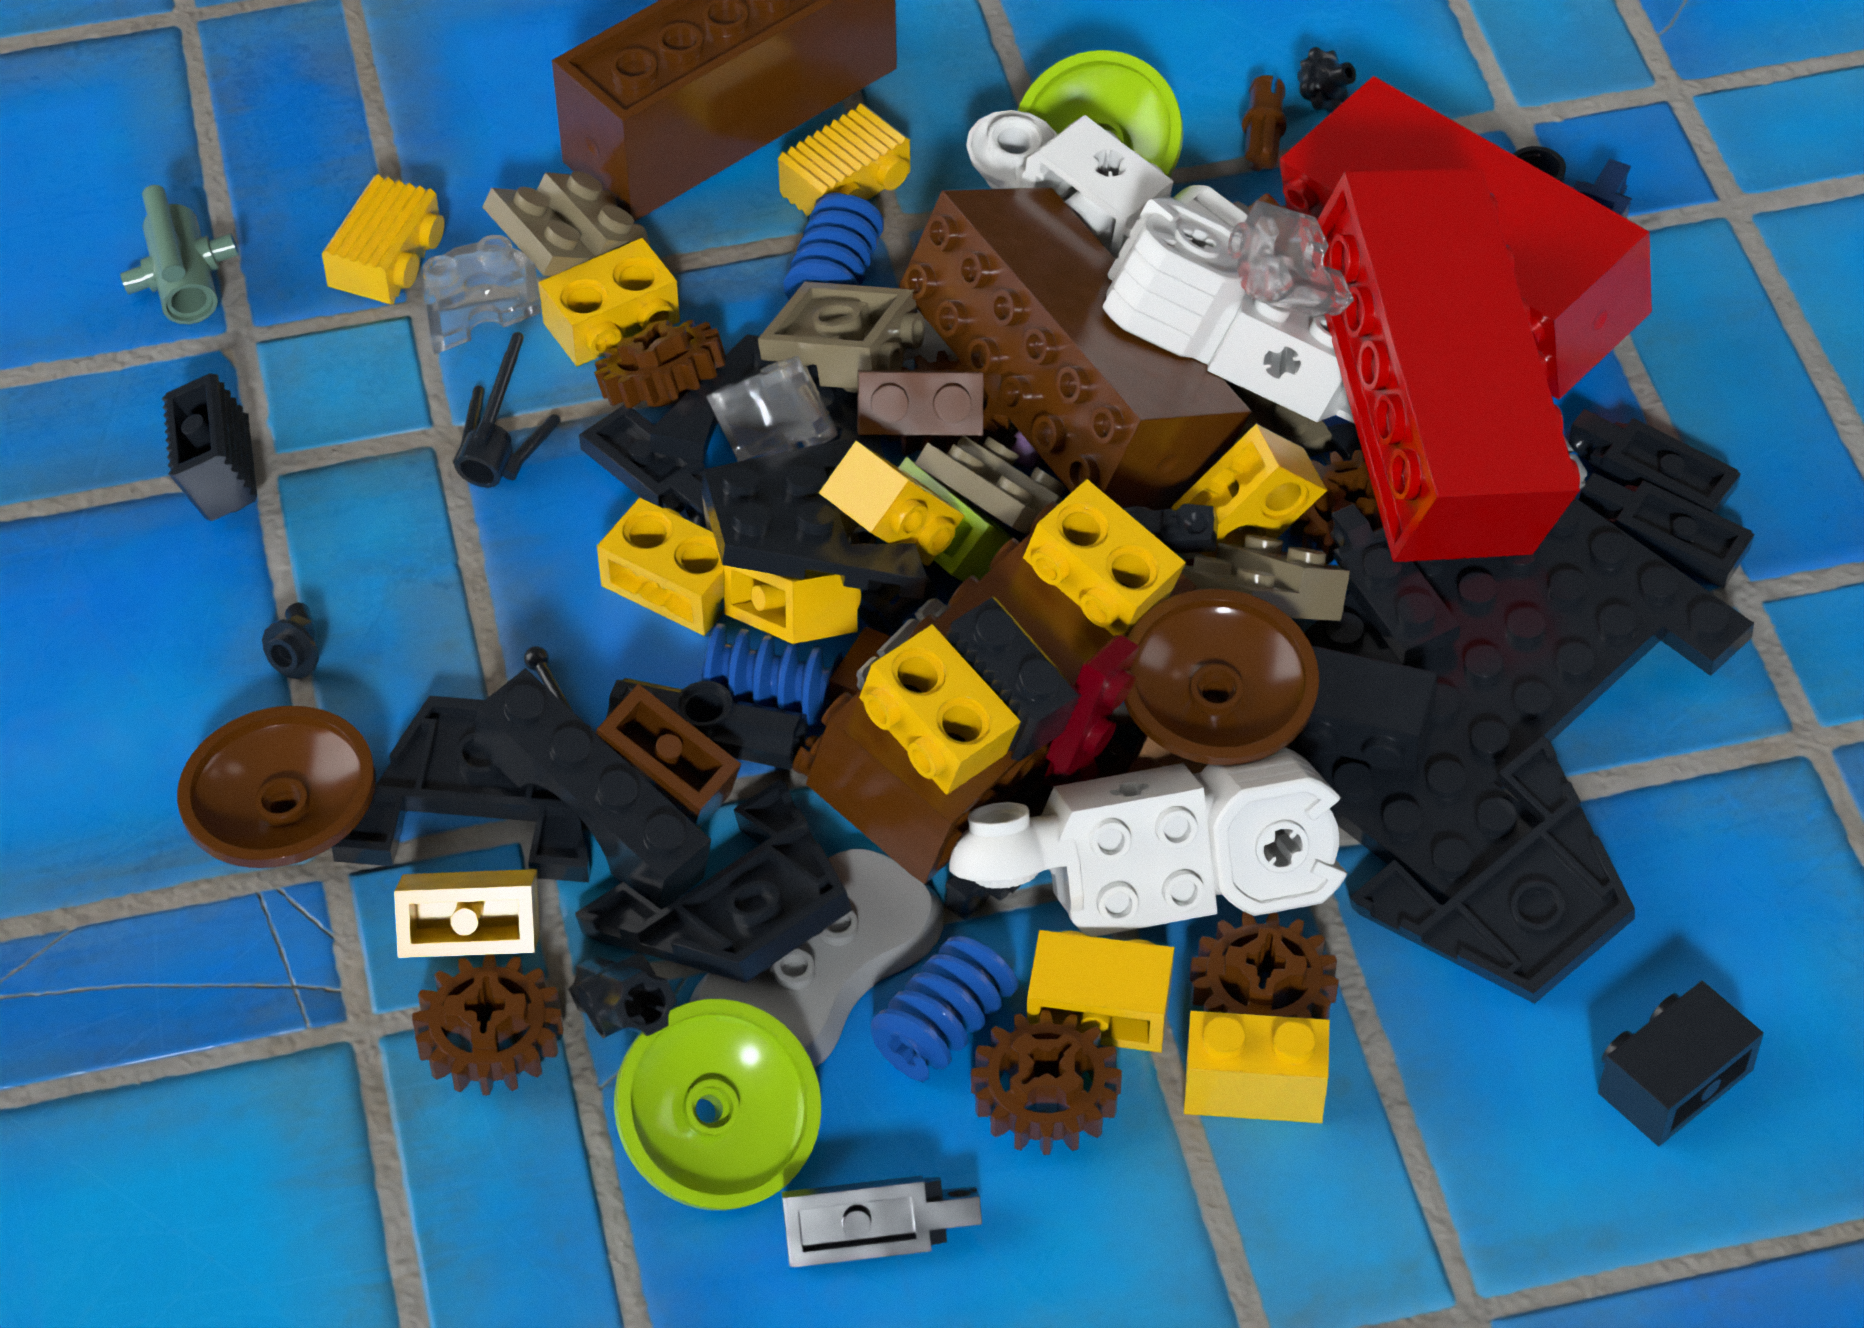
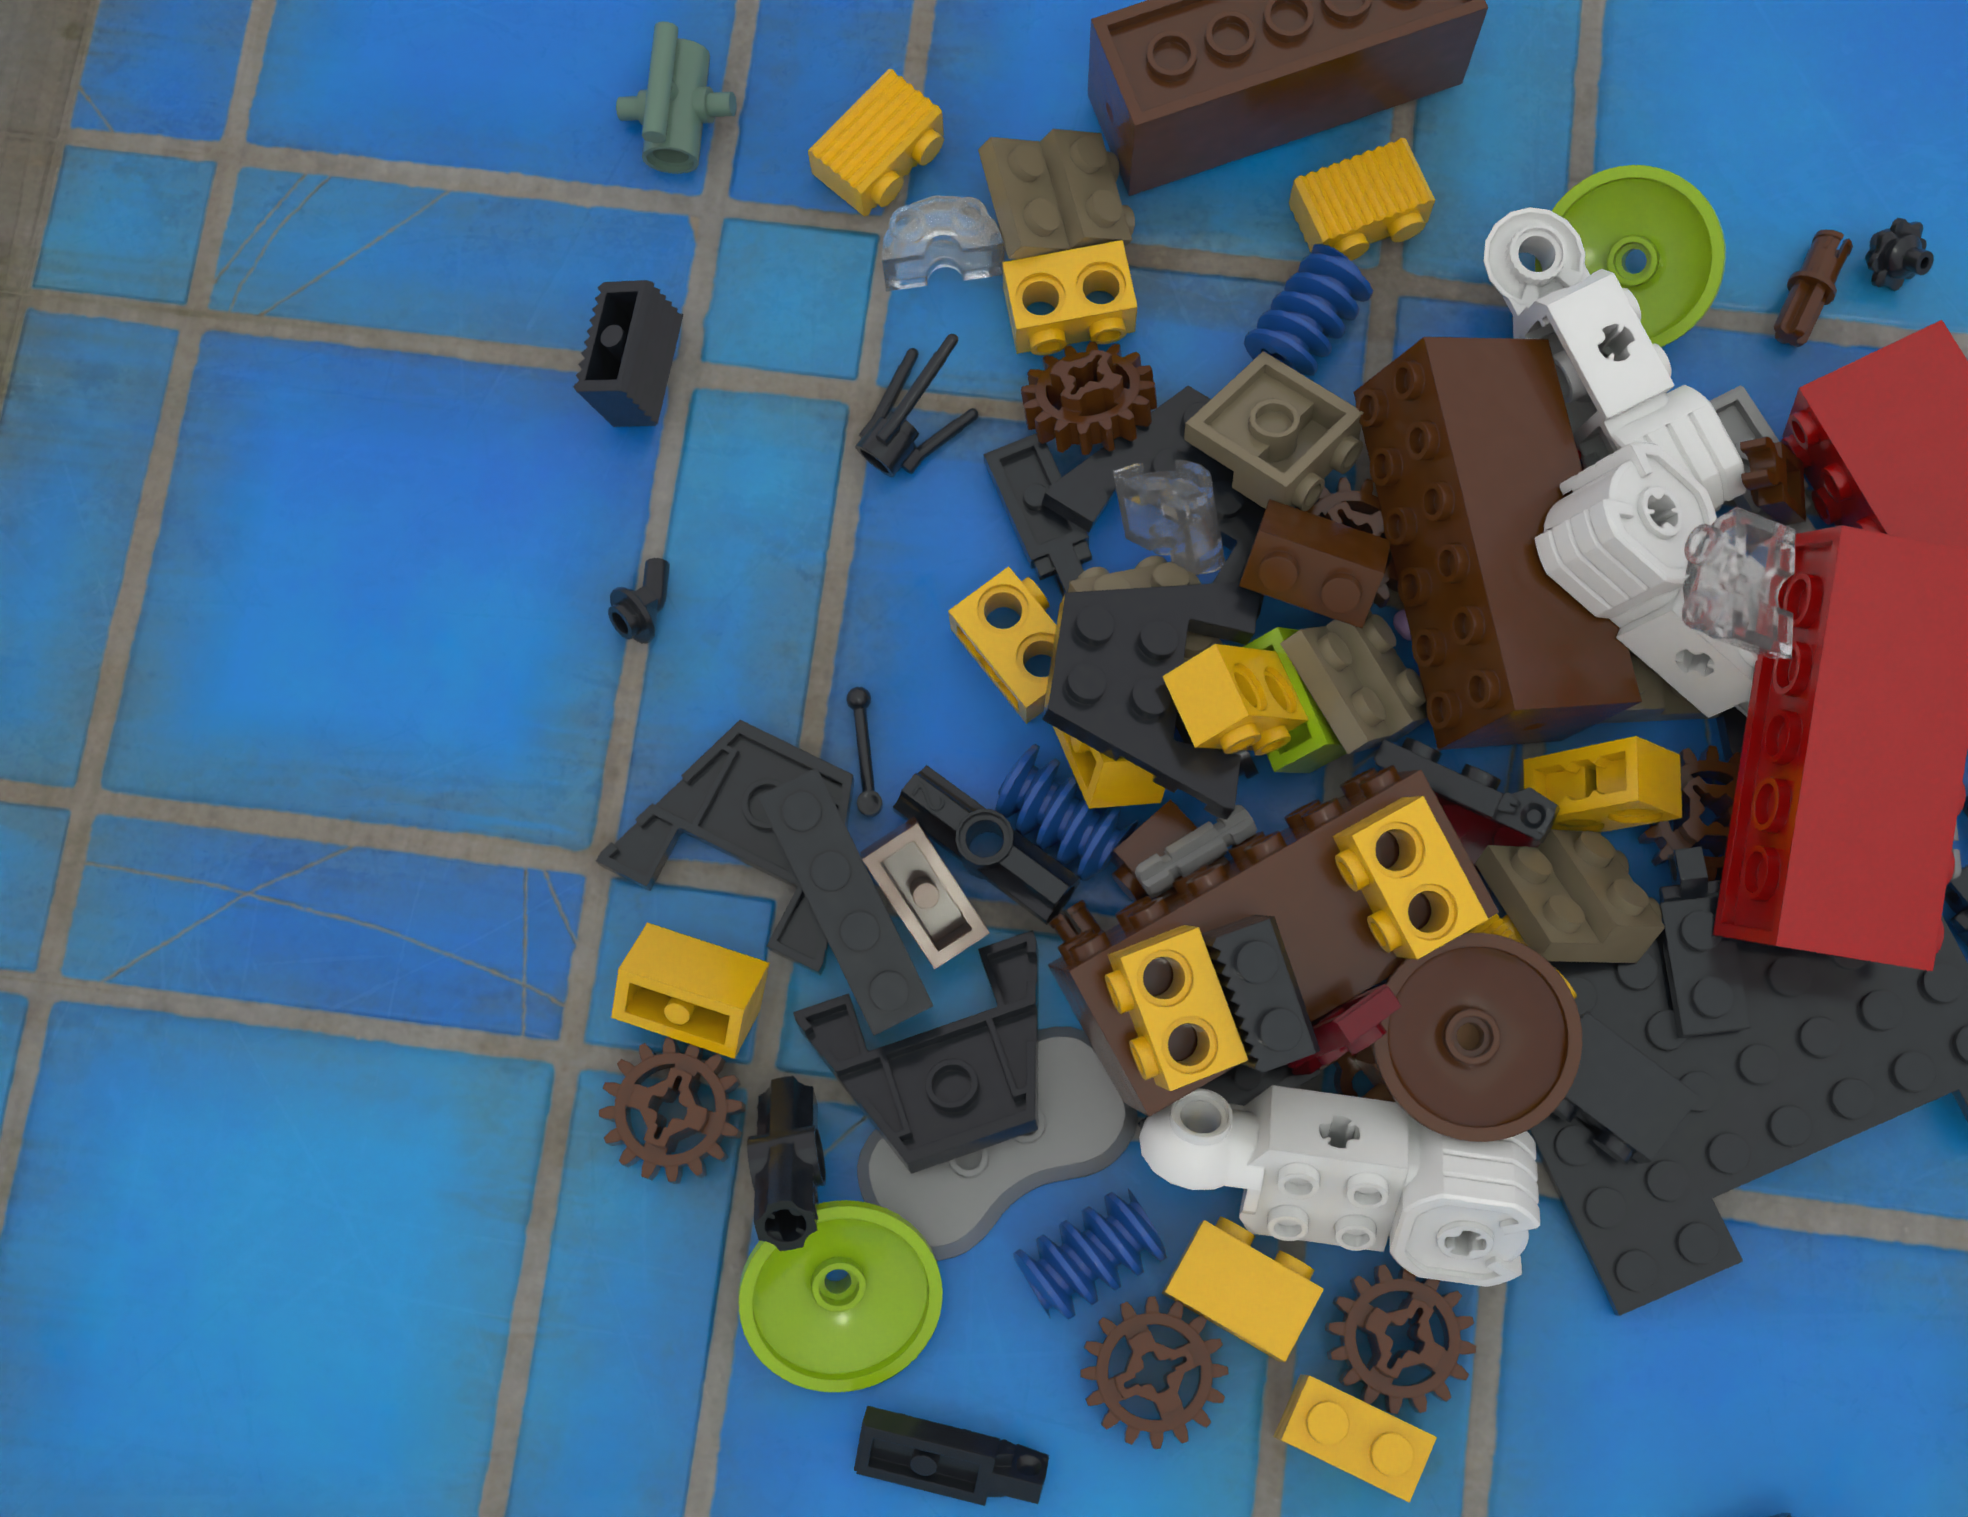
camera: 25 degrees right, 25 degrees up
(276, 786) = (540, 755): reddish brown dish -> none
(1533, 908) = (1694, 1360): black wing -> none

